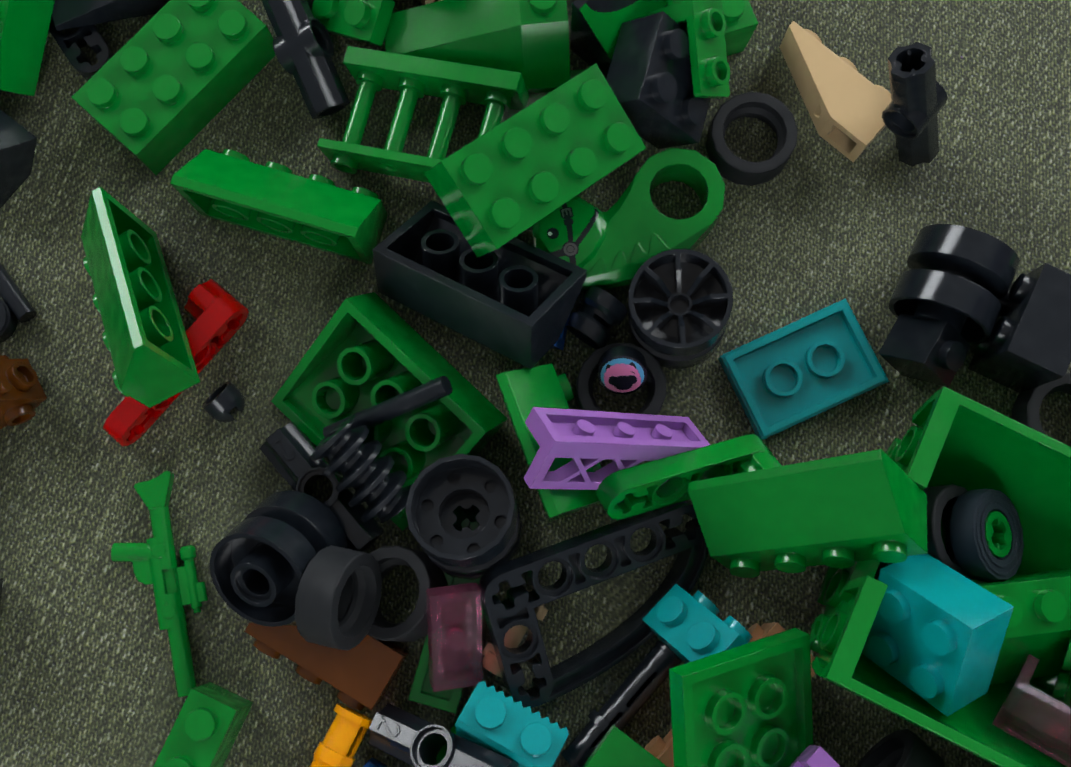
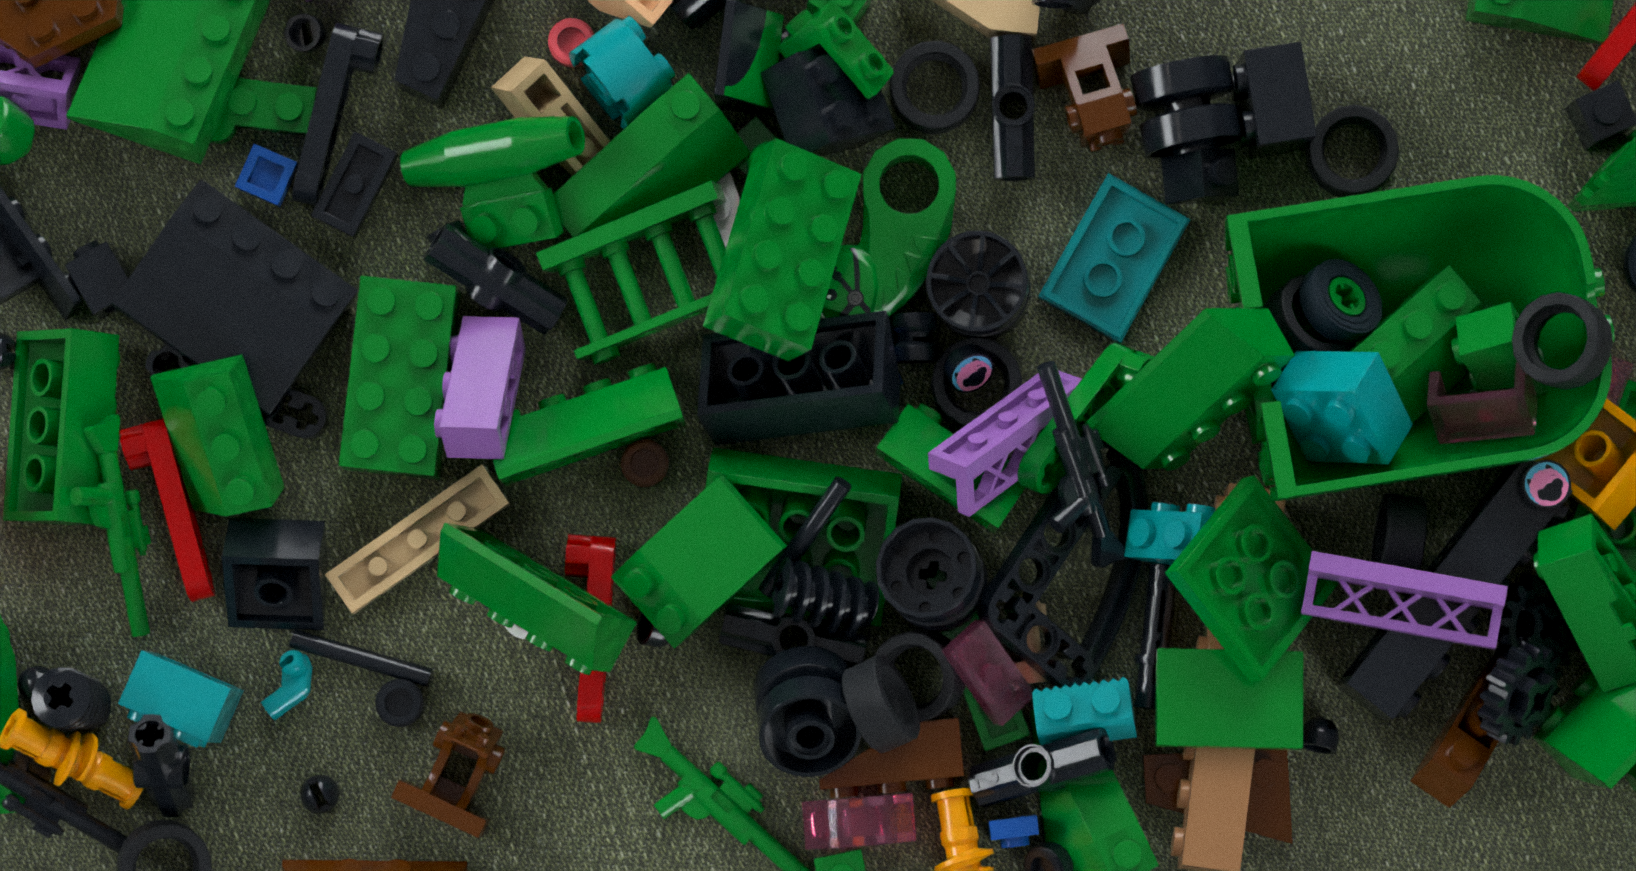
camera: 40 degrees left, 5 degrees up
(65, 202) = (415, 539): none -> tan plate
(221, 113) = (481, 387): none -> medium lavender brick
(260, 684) = (859, 821): none -> clear pink brick
(286, 368) = (698, 561): none -> green slope
(315, 270) = (645, 463): none -> reddish brown tile
(661, 511) = (1080, 461): none -> black piece
(817, 175) = (1012, 78): none -> black piece
(888, 208) = (1102, 114): none -> reddish brown tile

